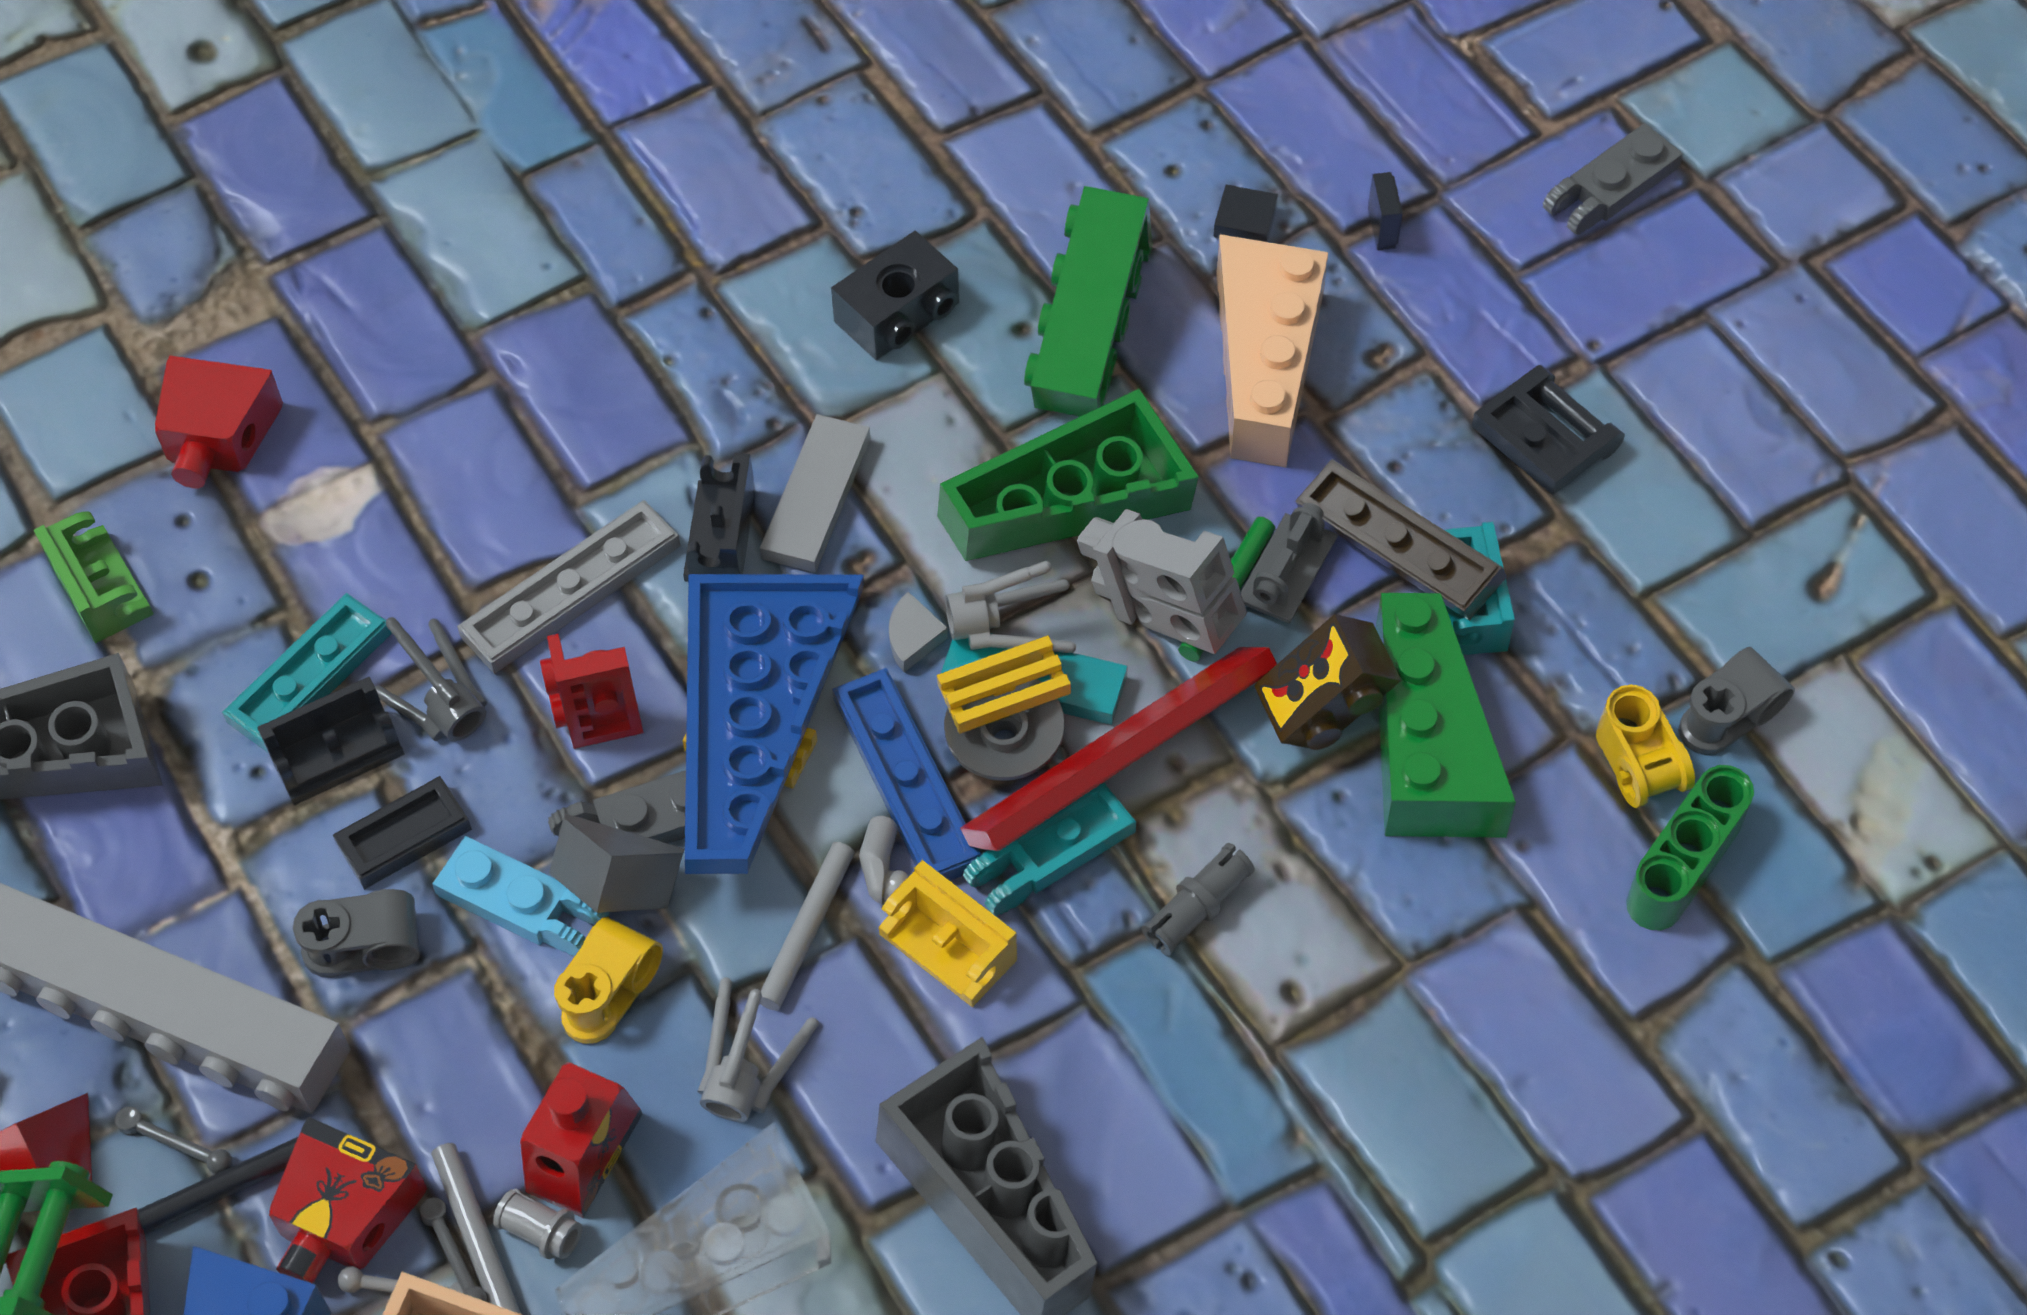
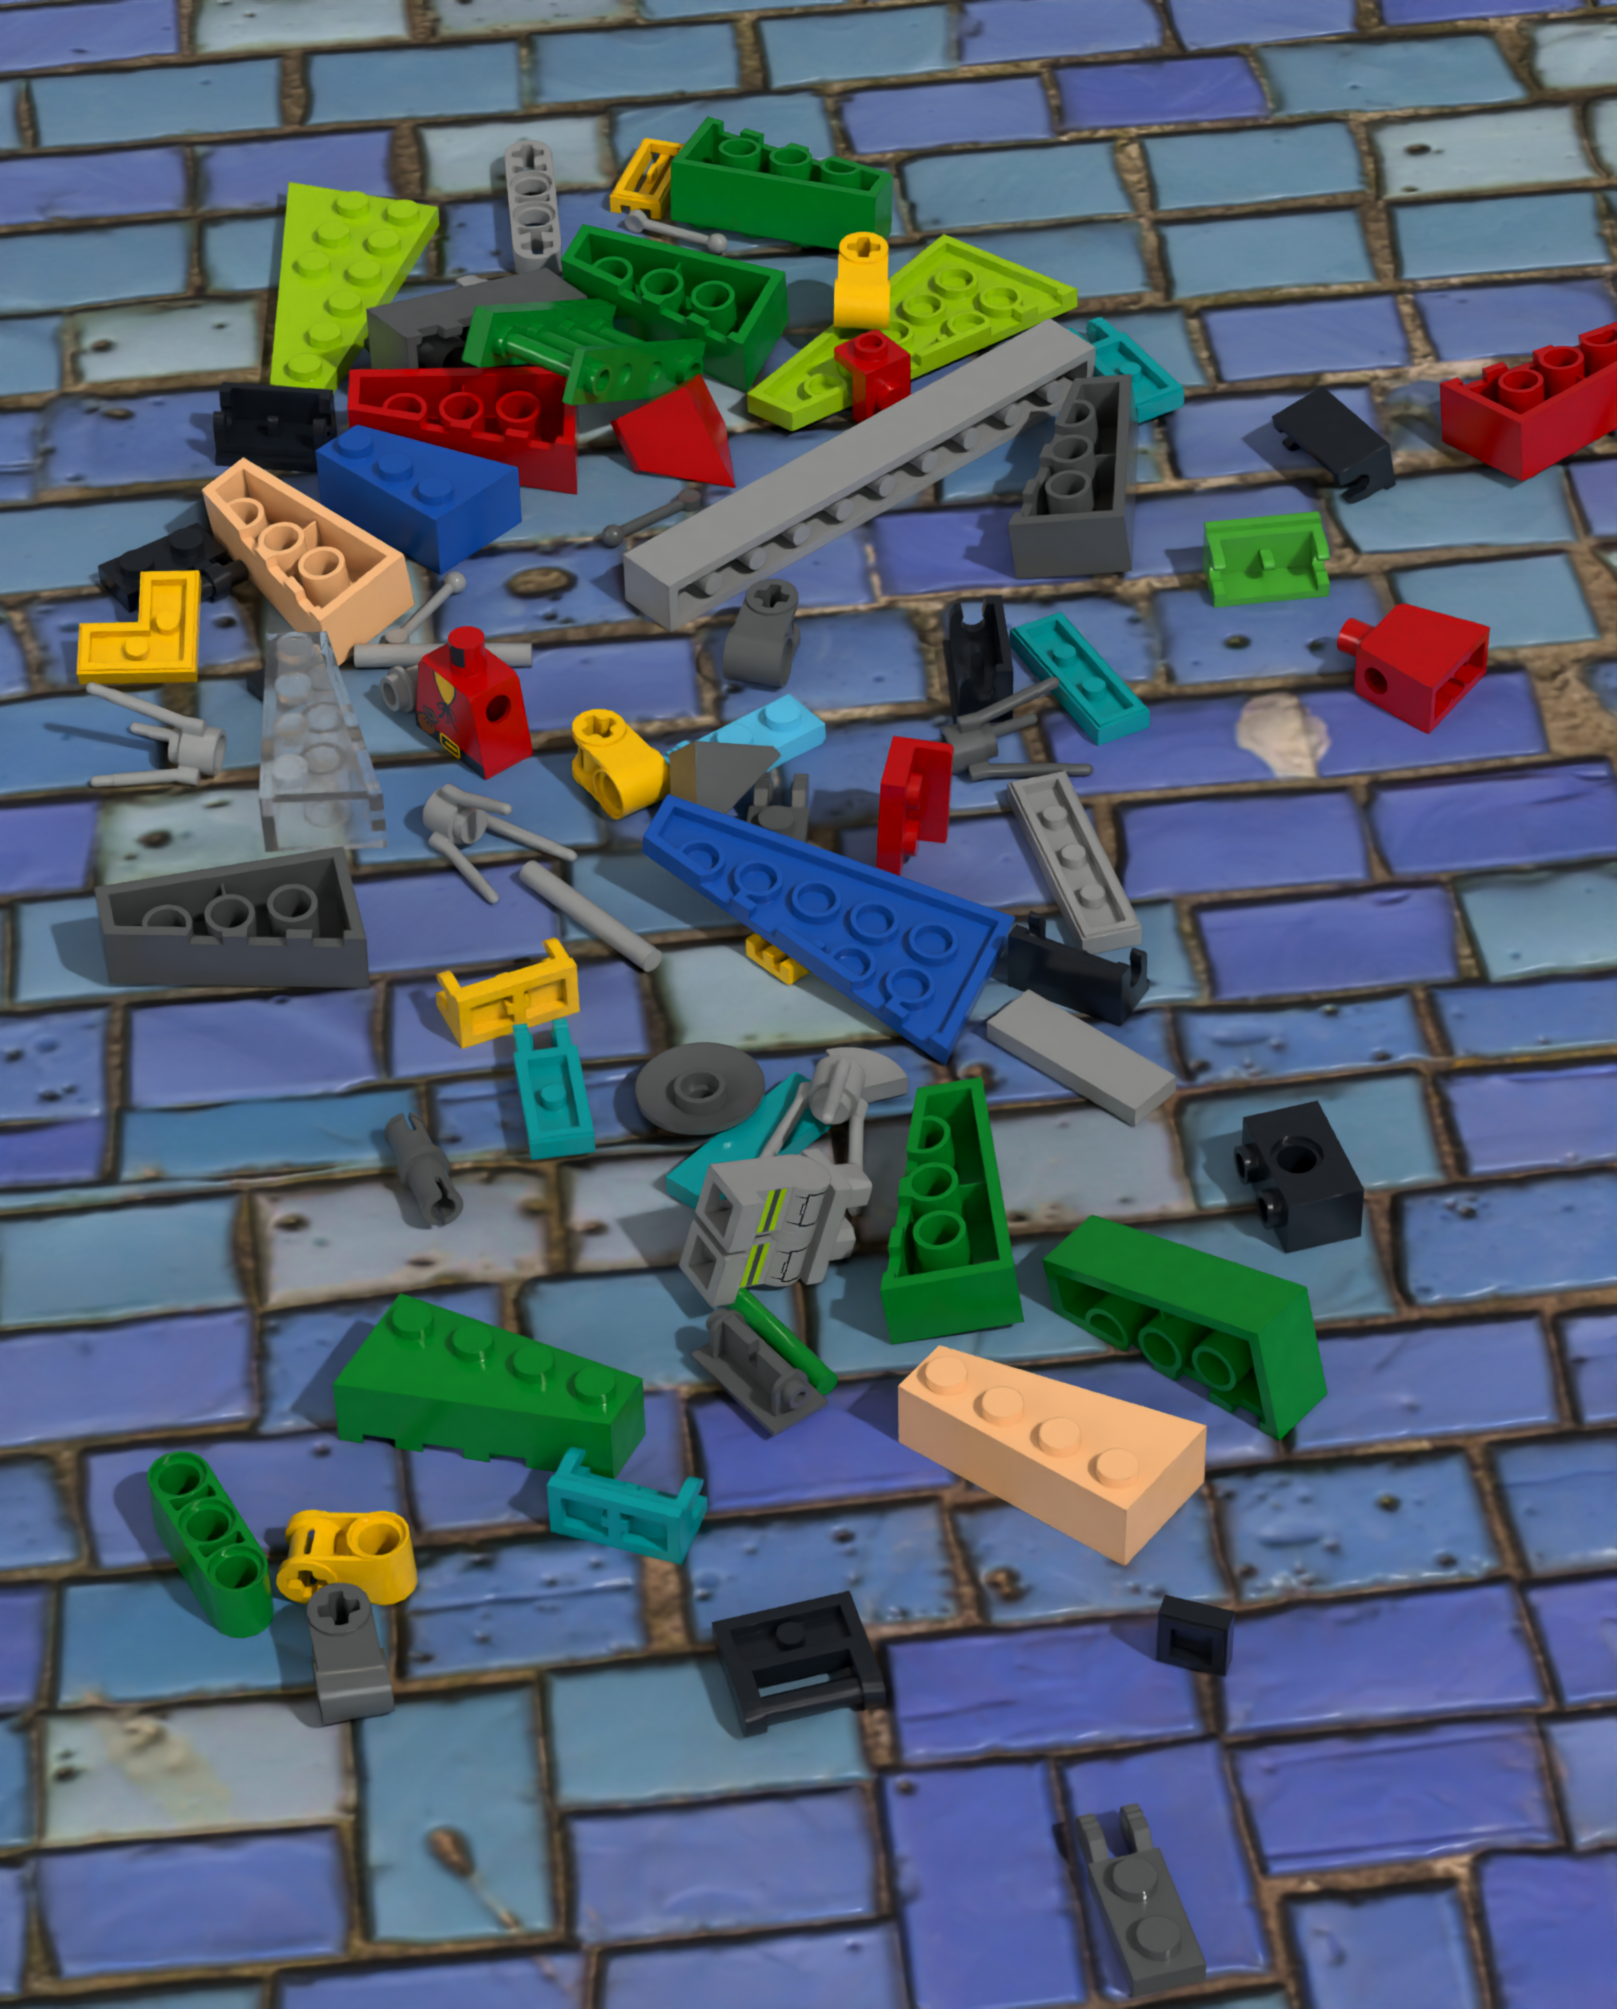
camera: 115 degrees right, 15 degrees down
(216, 1187) = (590, 527): black bar -> none
(340, 1200) = (524, 578): red torso -> none
(402, 832) = (863, 697): black tile -> none
(434, 1214) = (384, 634): dark grey hinge -> none
(876, 859) = (617, 967): light grey arm -> none
(905, 773) = (662, 1022): blue tile -> none
(1000, 675) = (736, 1053): yellow tile -> none
(1118, 748) = (616, 1158): red tile -> none
(1245, 213) = (1271, 1525): black tile -> none
(1327, 683) = (565, 1303): dark brown brick -> none
(1403, 539) = (716, 1448): tile -> none

